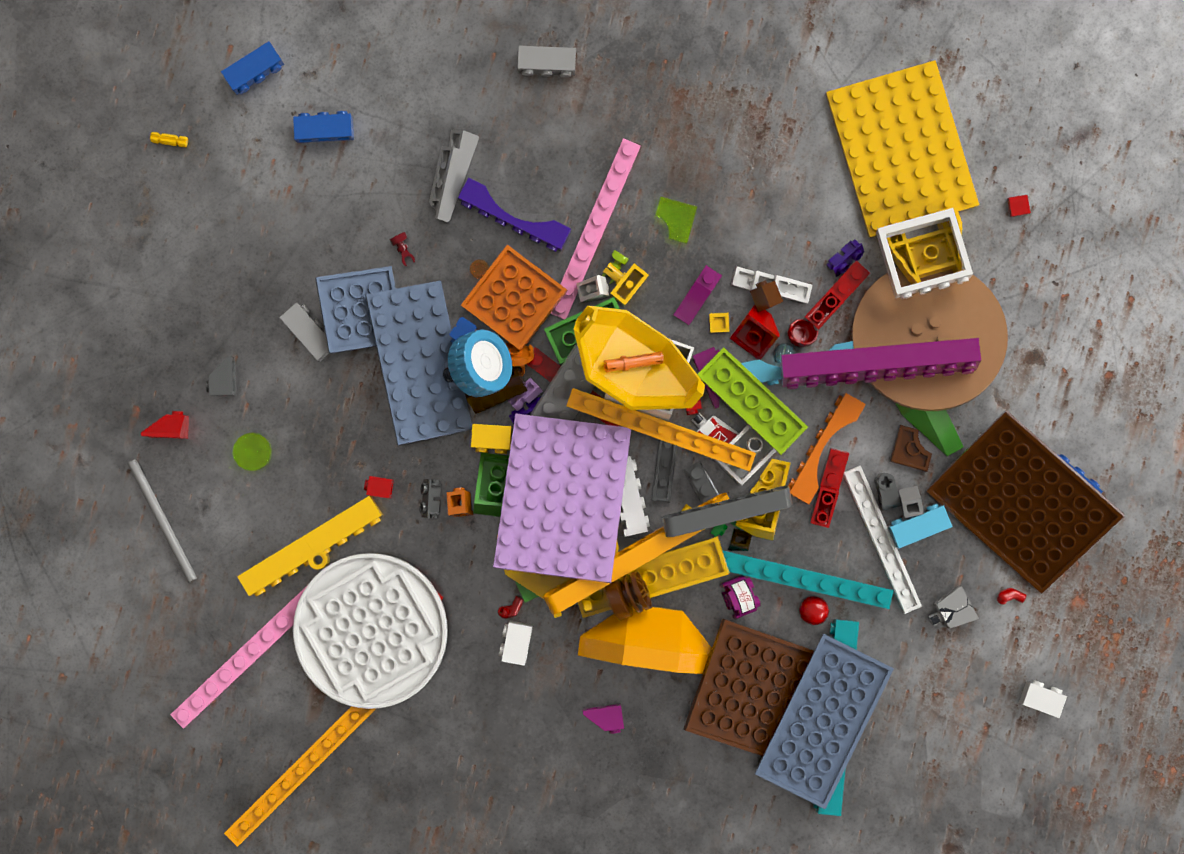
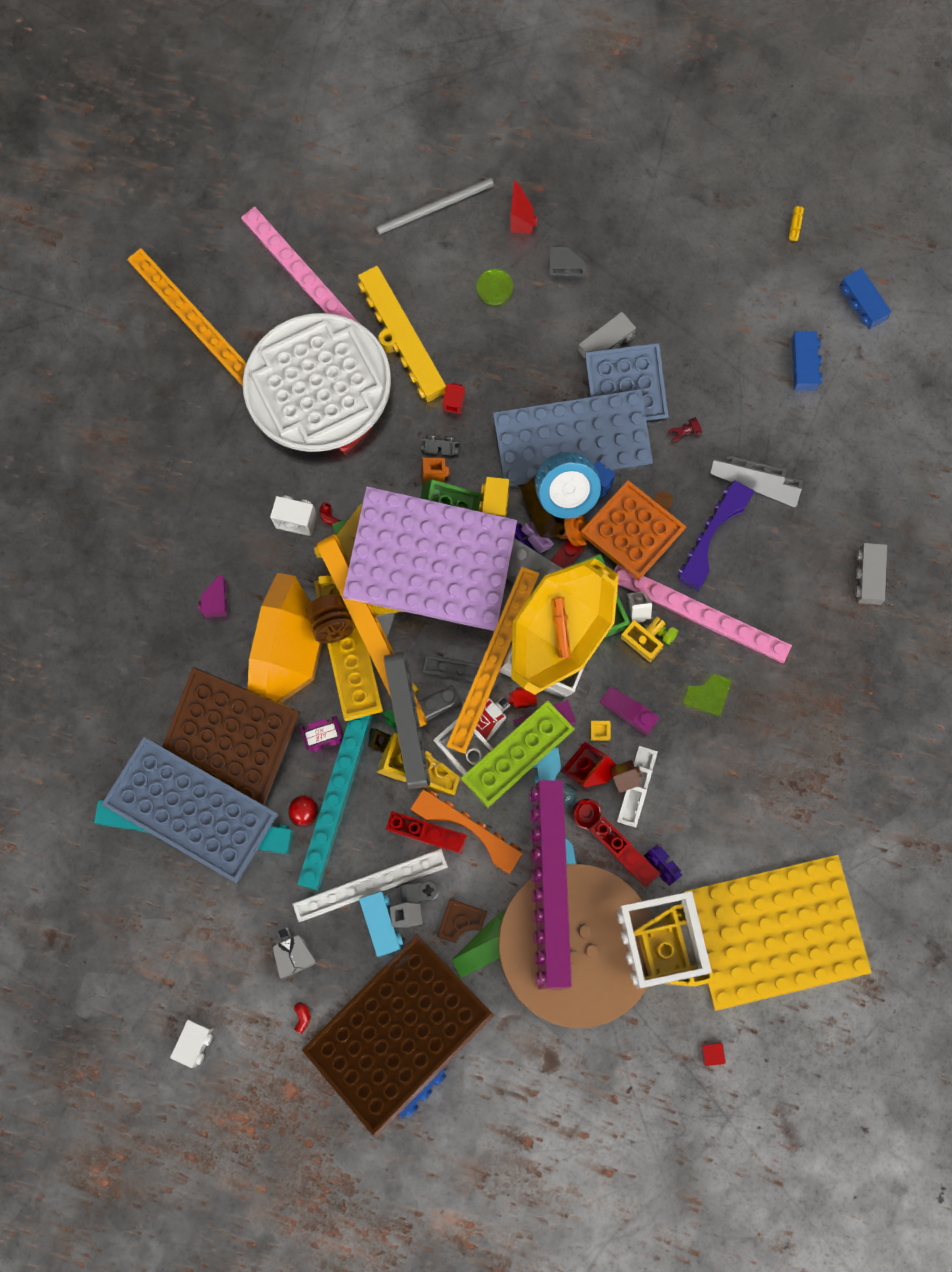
camera: 100 degrees right, 10 degrees down
(632, 505) = (425, 632): white wedge -> none

